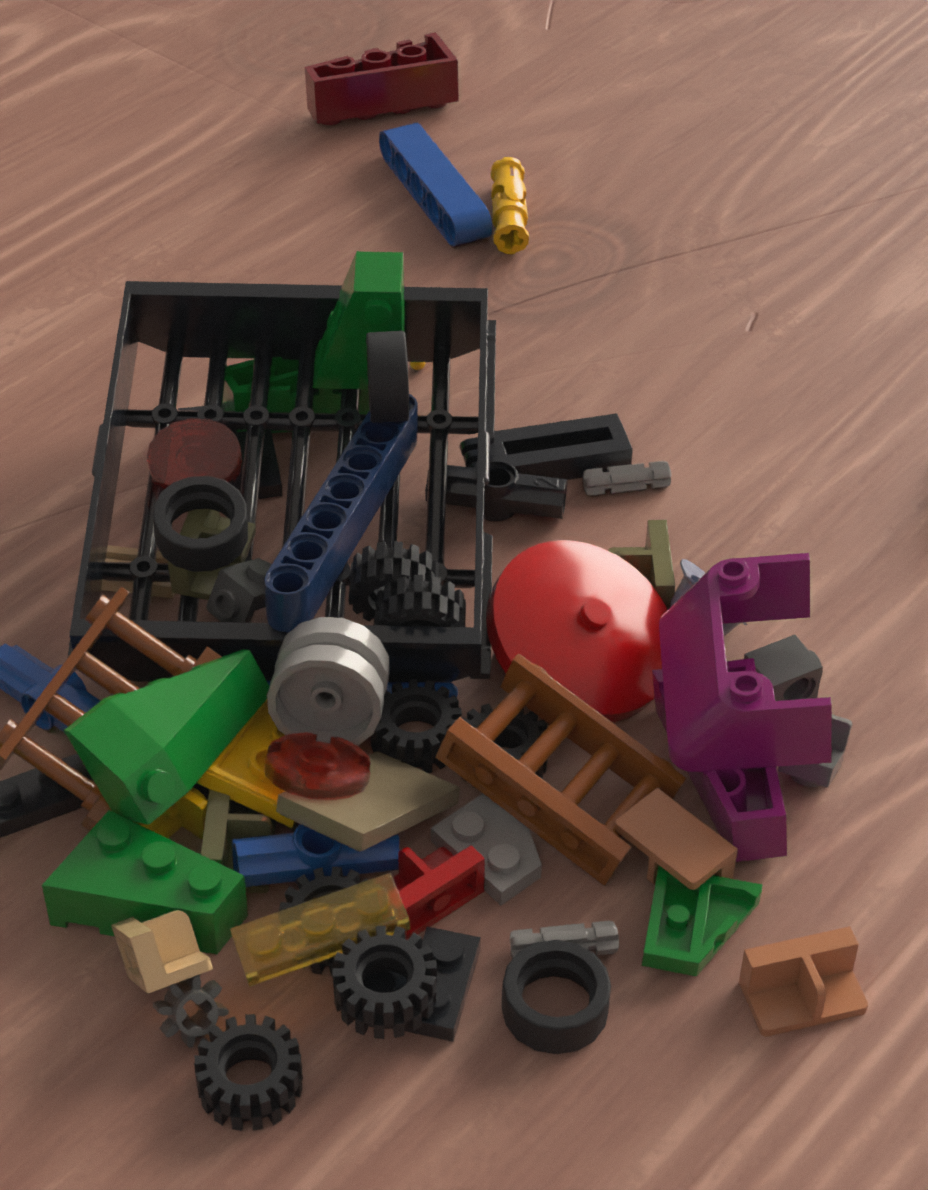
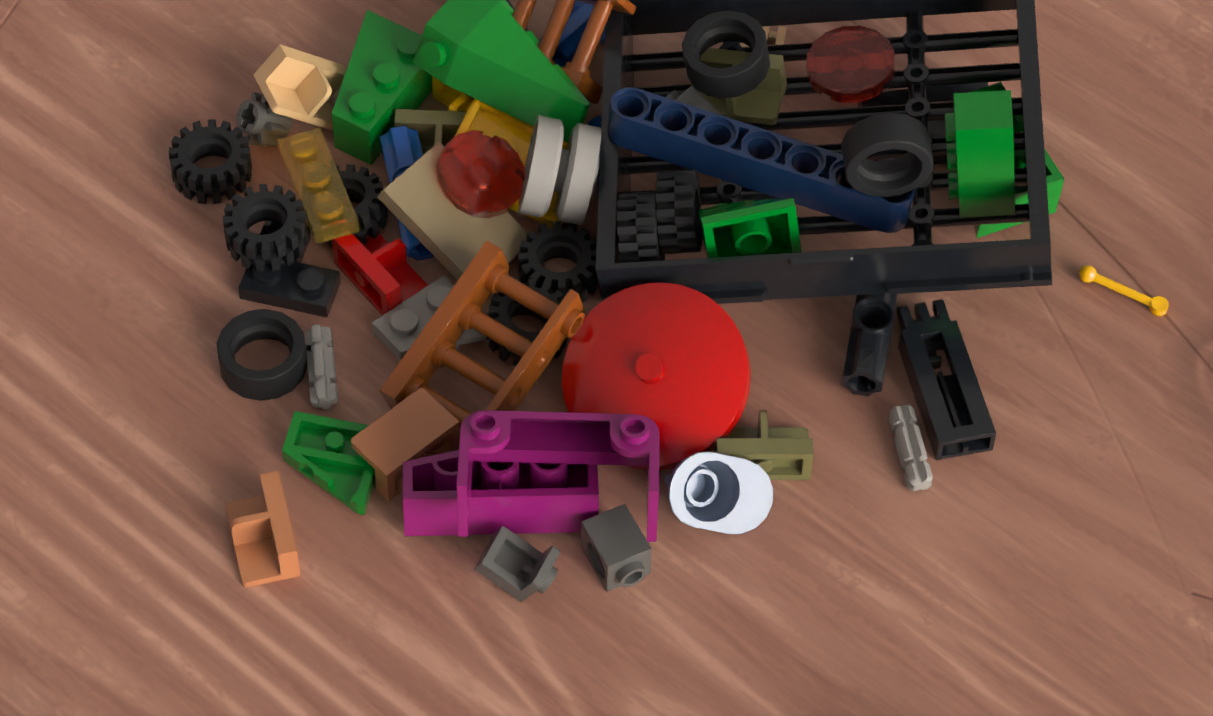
camera: 90 degrees right, 10 degrees up
(430, 518) = (750, 228): none -> green slope

